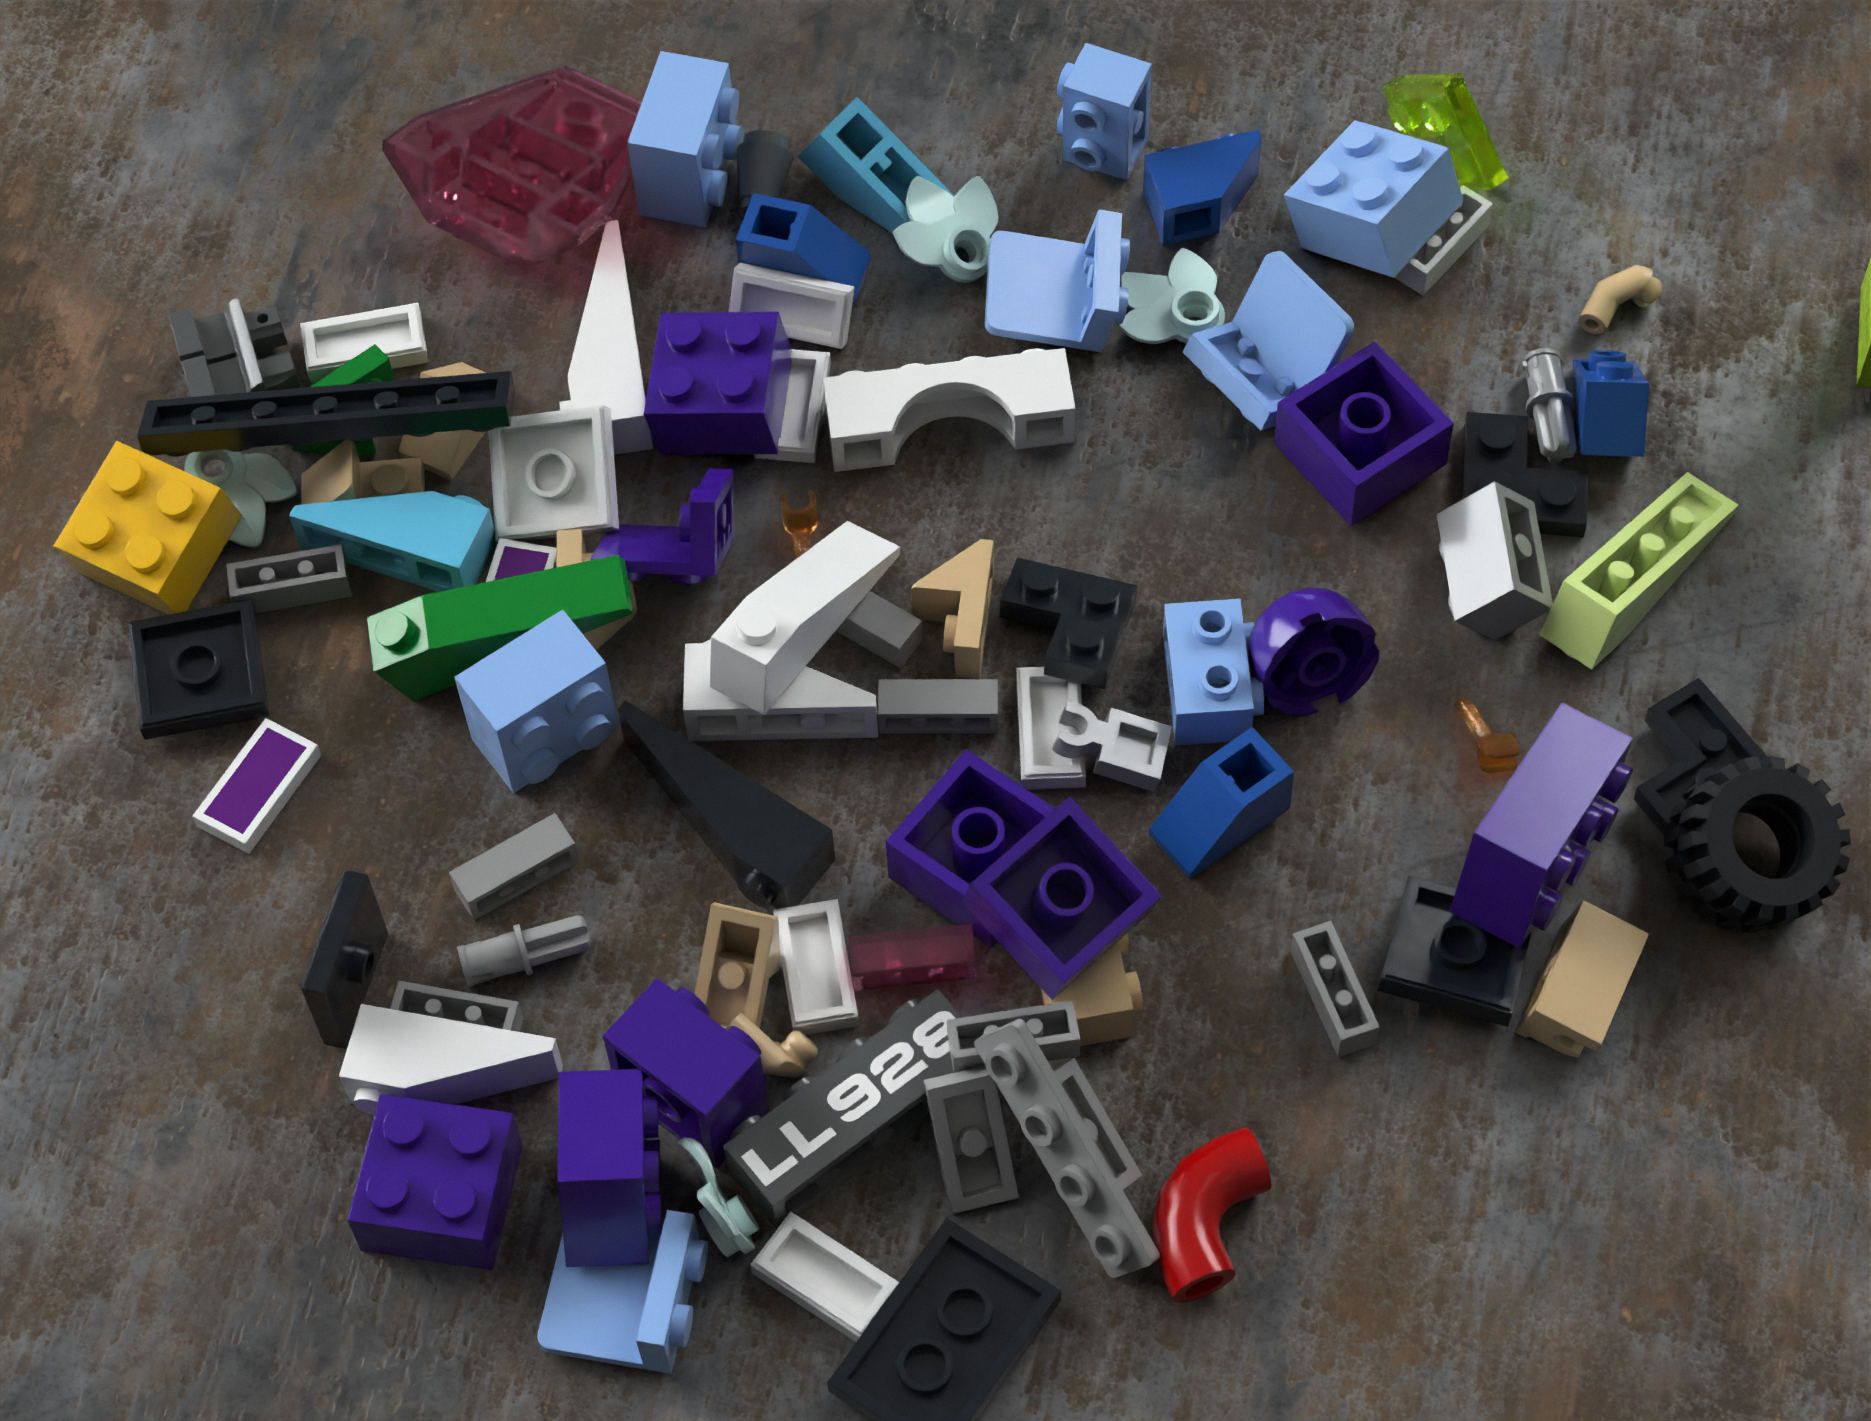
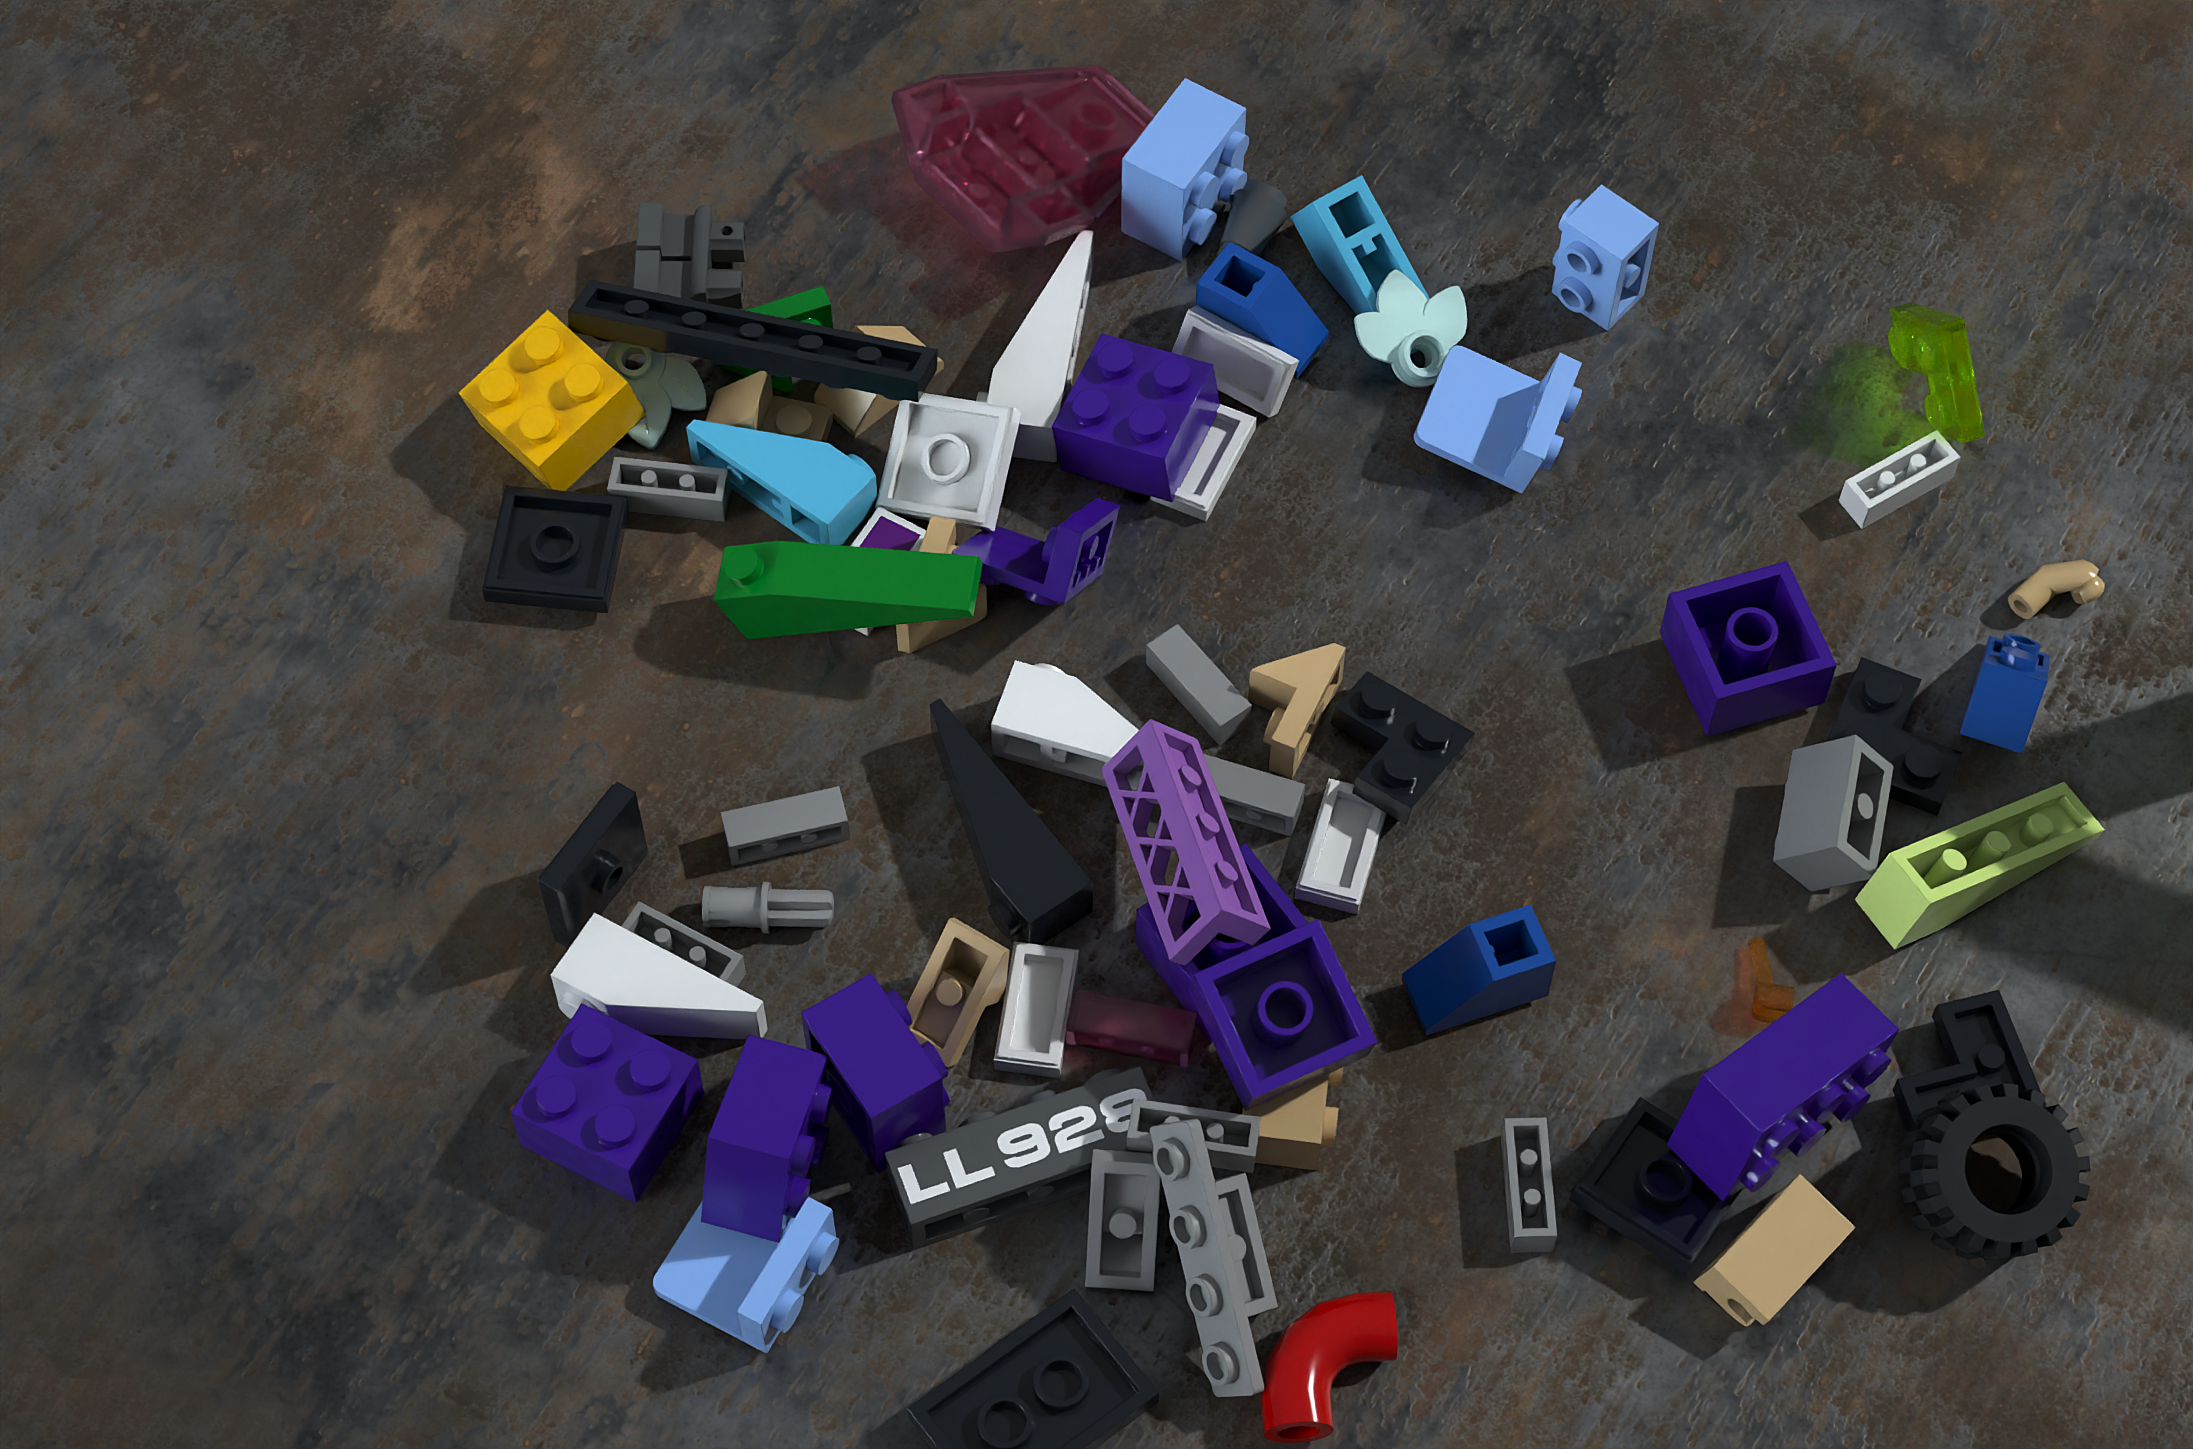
camera: 15 degrees right, 0 degrees up
(257, 785) = (573, 676): tile -> none
(339, 339) = (847, 278): white tile -> none
(538, 701) = (857, 674): light blue brick -> none
(726, 1220) = (865, 1223): light aqua plate -> none
(779, 1059) = (965, 1083): tan arm -> none
(794, 615) = (1128, 663): white slope -> none
(800, 522) = (1170, 578): clear orange hand -> none
(823, 1276) = (940, 1306): white tile -> none
(914, 747) = (1195, 828): none -> medium lavender fence
(1018, 394) = (1282, 488): white arch -> none
(1123, 744) = (1405, 886): light grey plate -> none
(1164, 304) = (1601, 462): light aqua plate -> none
(1199, 184) = (1676, 356): blue slope -> none
(1209, 671) = (1513, 838): light blue brick -> none
(1276, 341) = (1690, 536): light blue bracket -> none
(1310, 649) = (1620, 845): dark purple cylinder -> none
(1374, 198) = (1841, 418): light blue brick -> none
(1550, 404) = (1948, 674): light grey axle -> none

